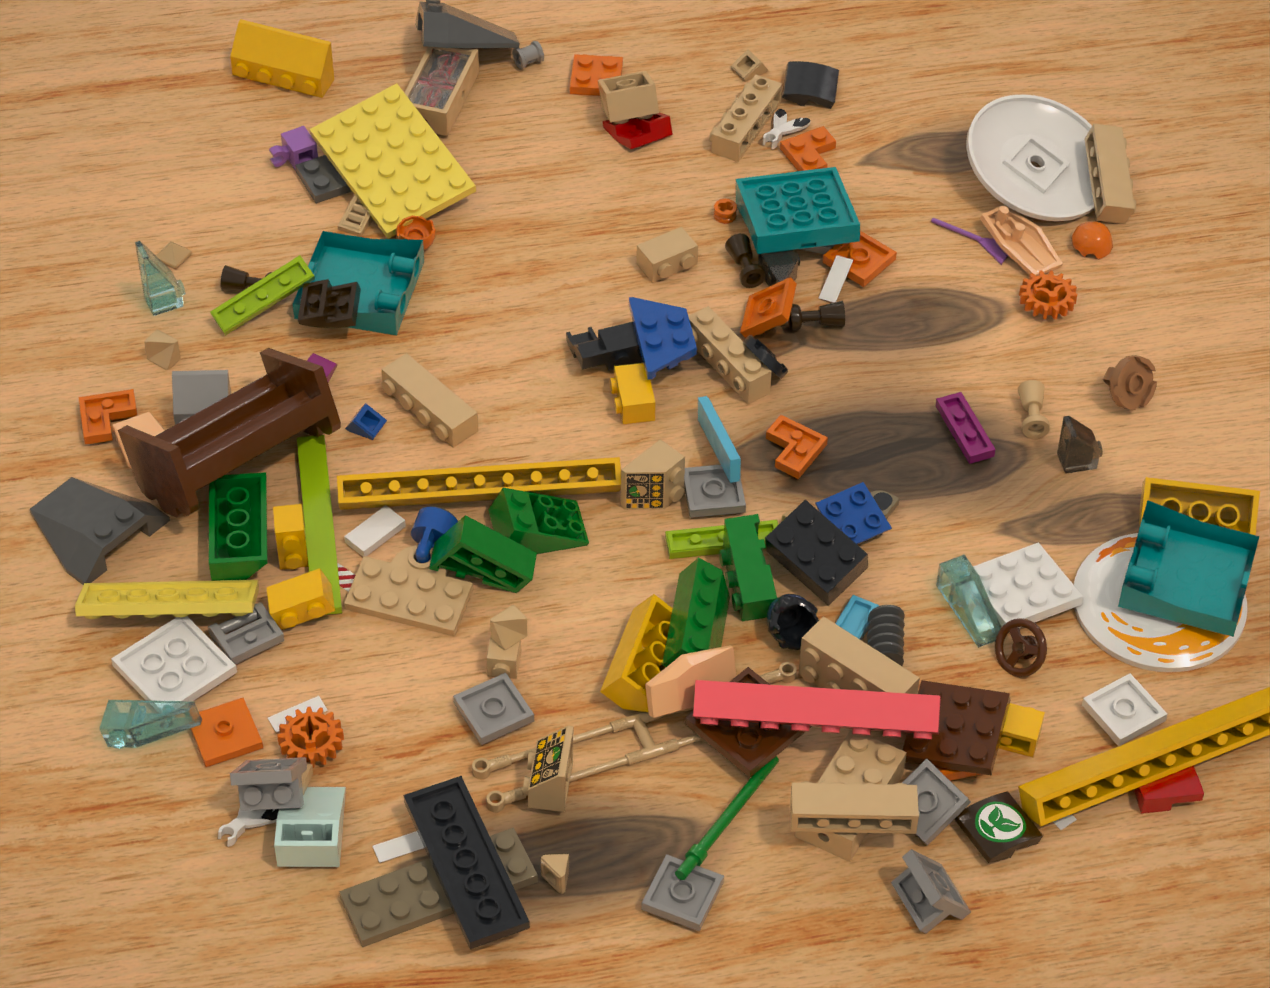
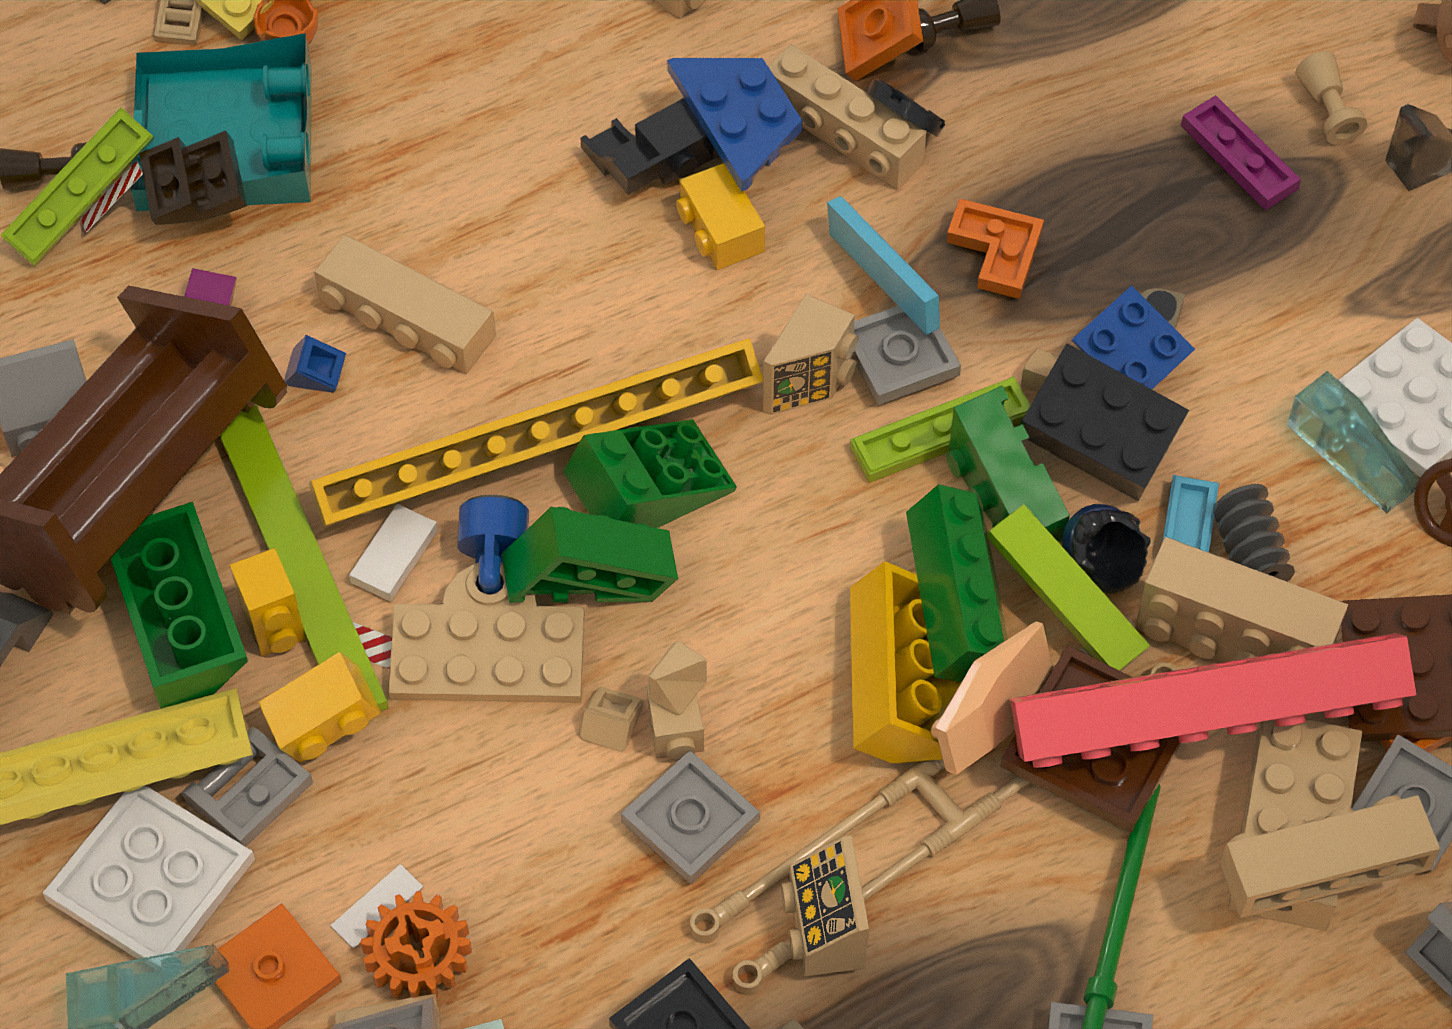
camera: 15 degrees left, 10 degrees up
(280, 305) = (111, 196): none -> sticker
(467, 648) = (610, 718): none -> tan slope
(759, 636) = (1067, 589): none -> lime tile

